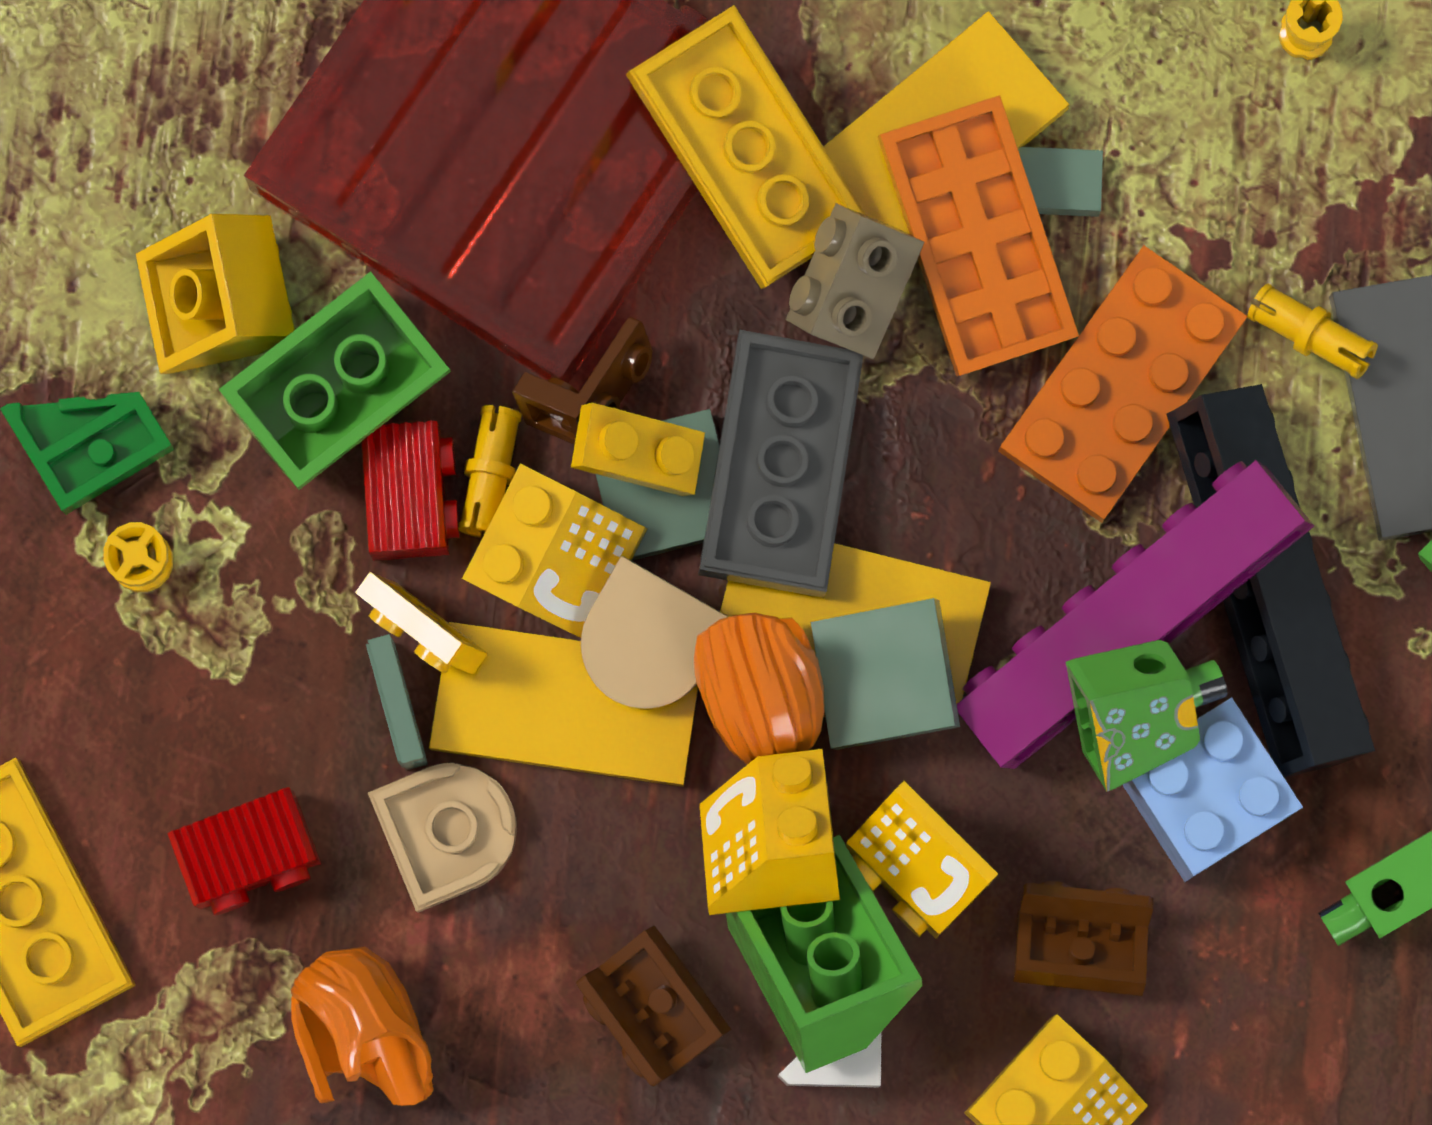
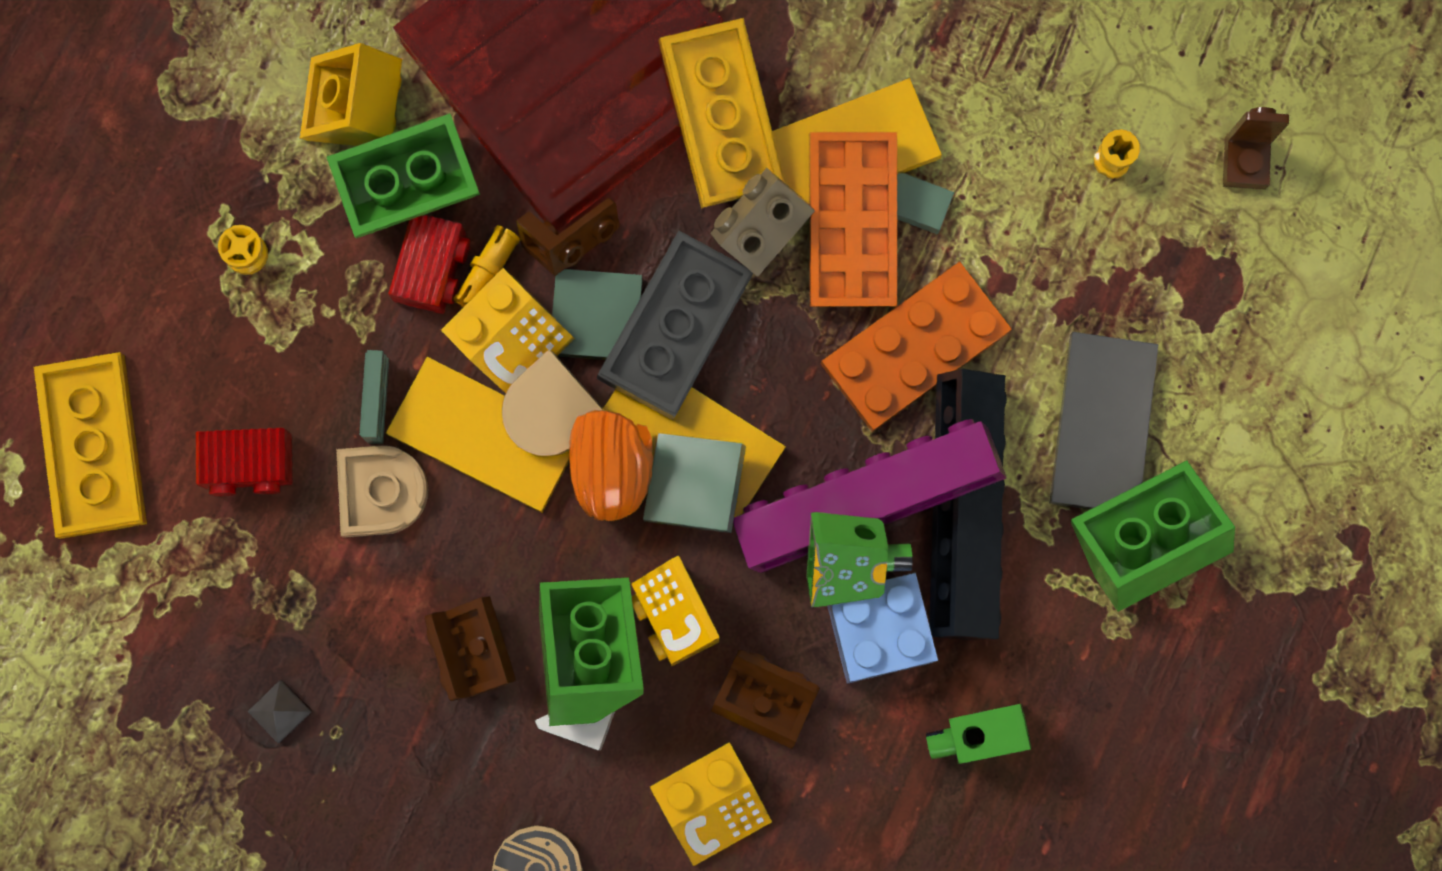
camera: 15 degrees right, 0 degrees up
(88, 443) = (236, 167): green wing -> none
(360, 1023) = (275, 592): orange hair -> none
(438, 640) = (399, 341): plate -> none
(637, 449) = (583, 284): yellow plate -> none
(770, 836) = (582, 563): yellow slope -> none
(1312, 331) = (1050, 352): yellow pin -> none

